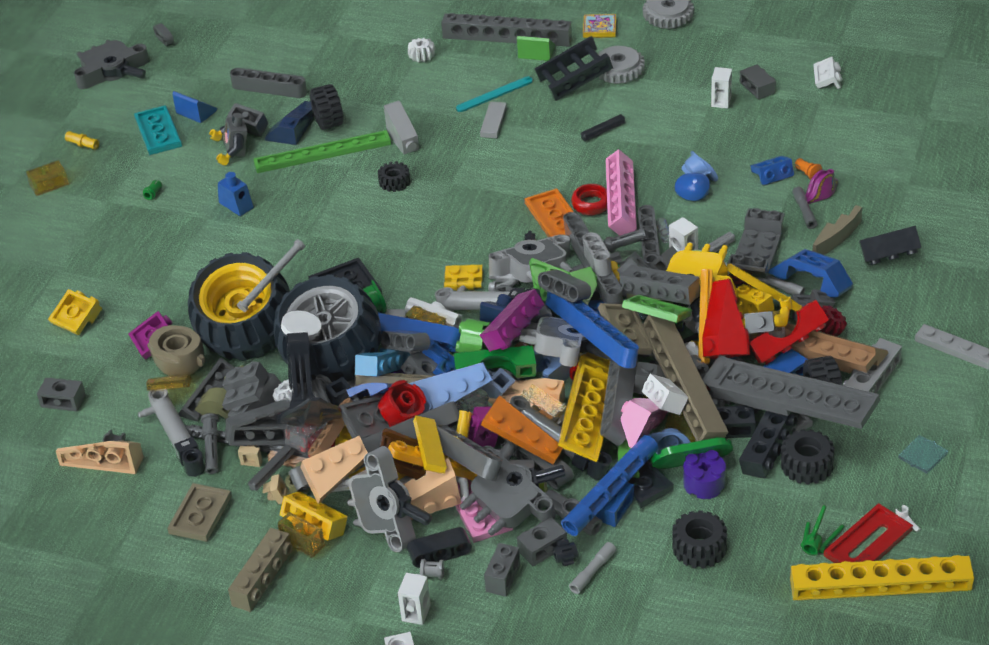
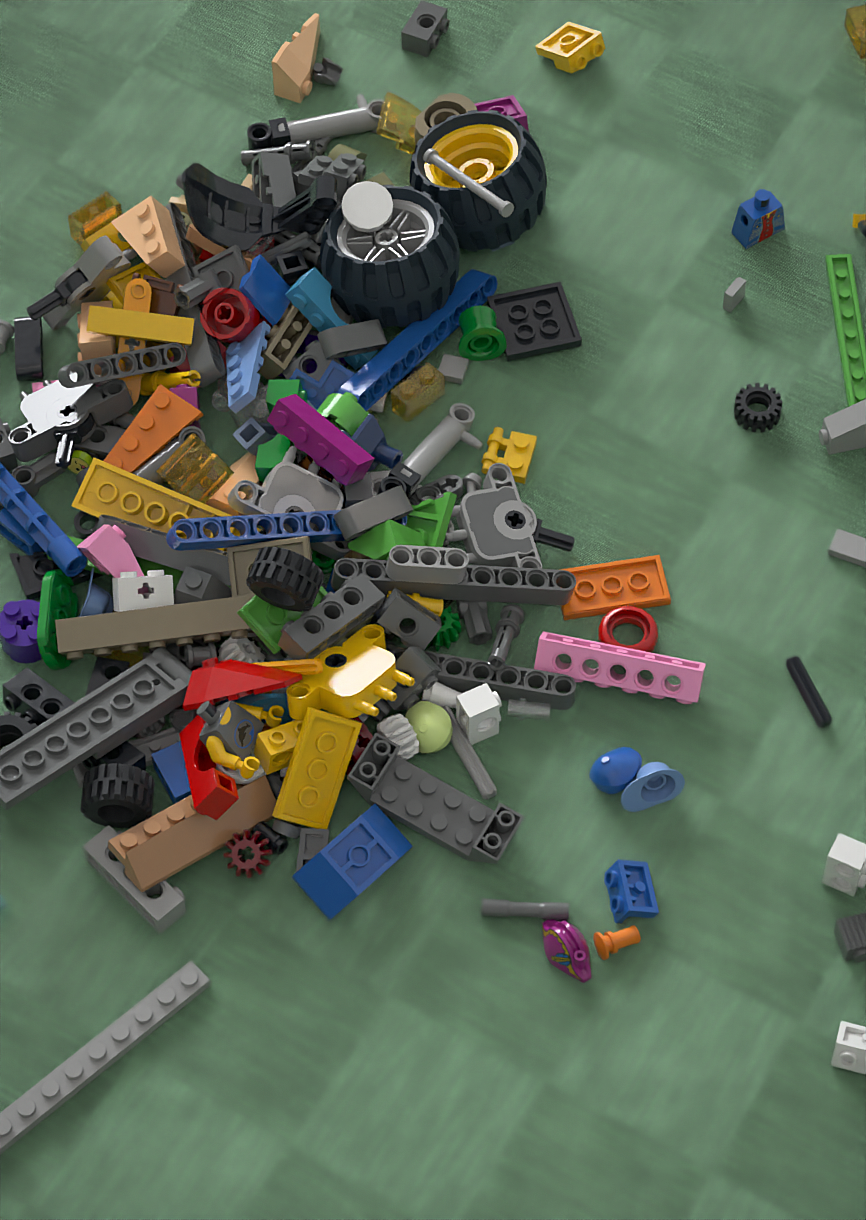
camera: 100 degrees right, 15 degrees up
(150, 191) = (810, 139): green pin -> none
(199, 512) = (178, 139): dark tan plate -> none
(214, 379) = (380, 161): dark grey slope -> none
(260, 569) = (57, 178): dark tan brick -> none
(301, 199) = (734, 294): none -> light grey tile
(385, 419) = (197, 289): none -> dark grey piece
(453, 319) = (438, 405): white piece -> none
(656, 282) = (285, 579): none -> black tyre
(836, 233) = (442, 924): dark tan slope -> none
(890, 245) = (389, 991): black wedge -> none

